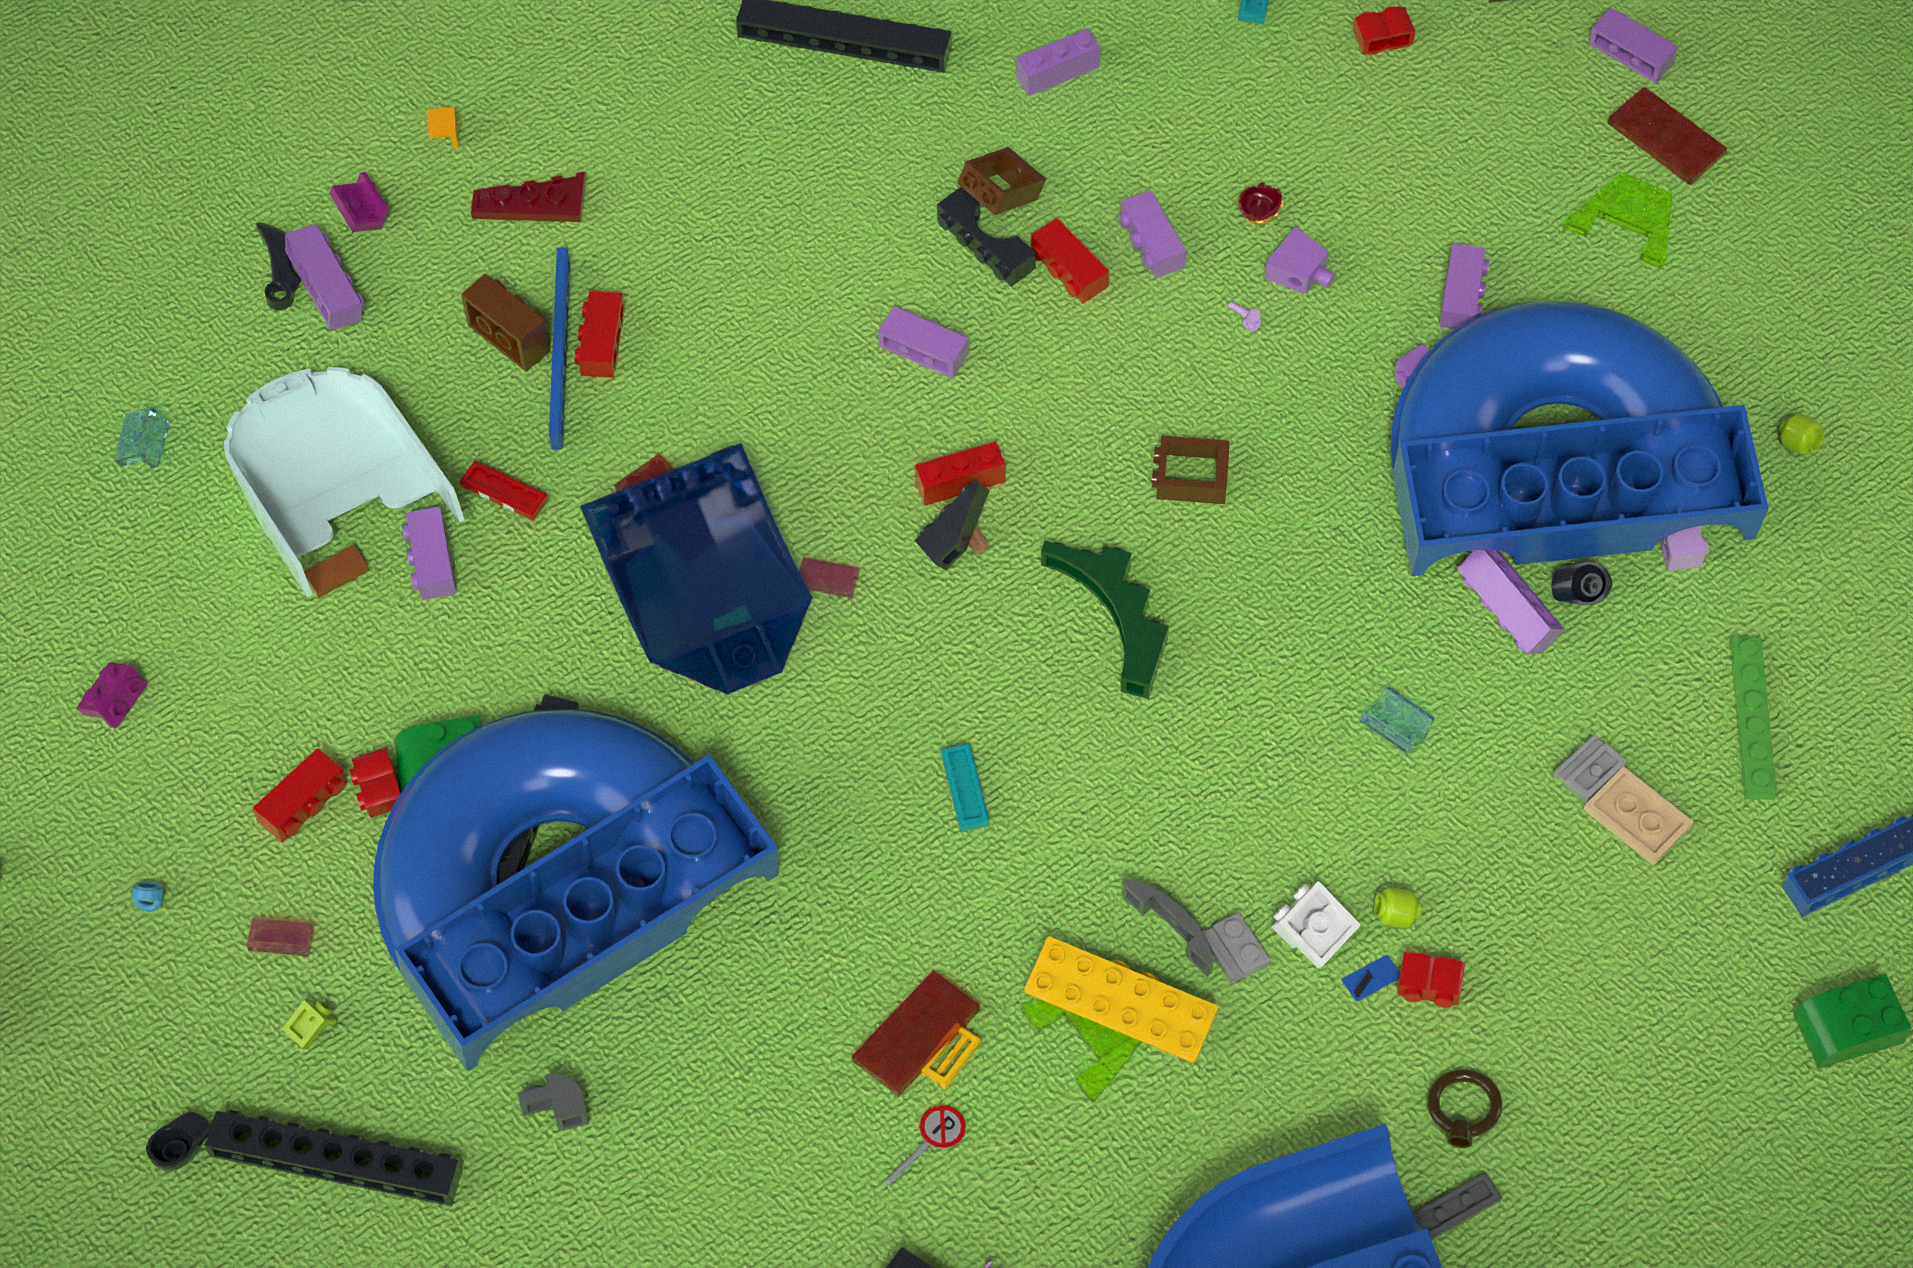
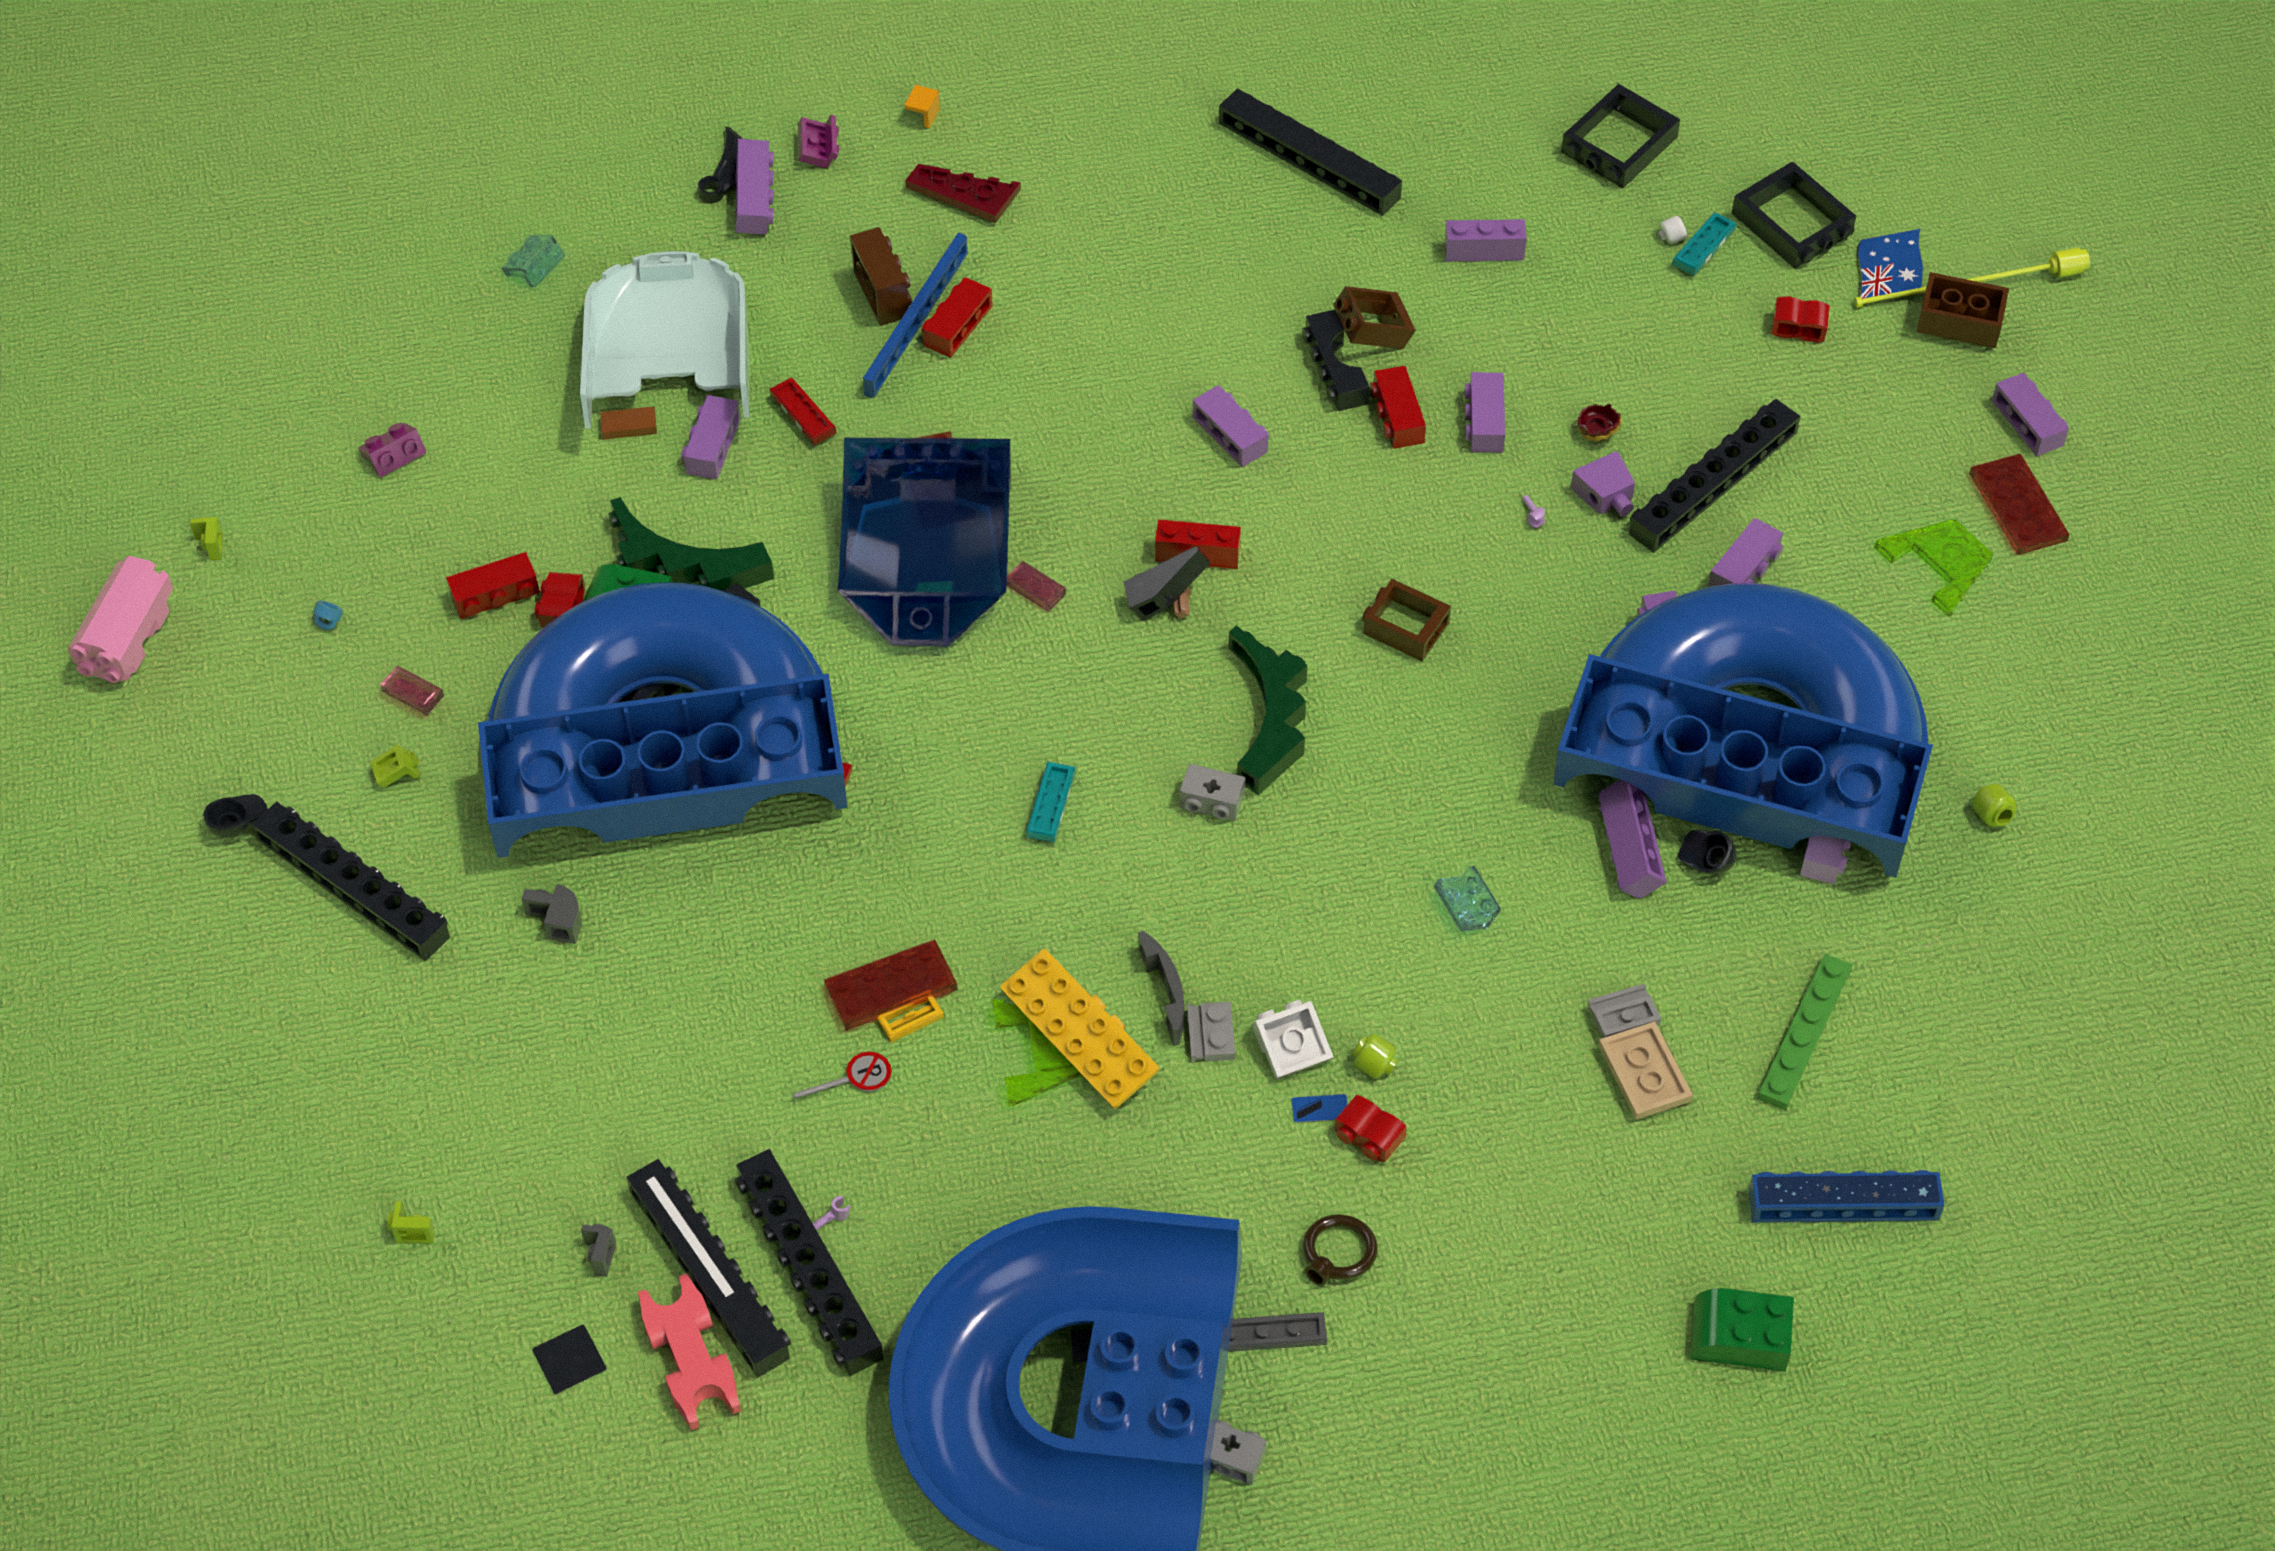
camera: 25 degrees right, 5 degrees down
(513, 688) = (711, 567): none -> dark green arch
(1119, 705) = (1212, 792): none -> light grey brick
(1397, 198) = (1713, 475): none -> black brick

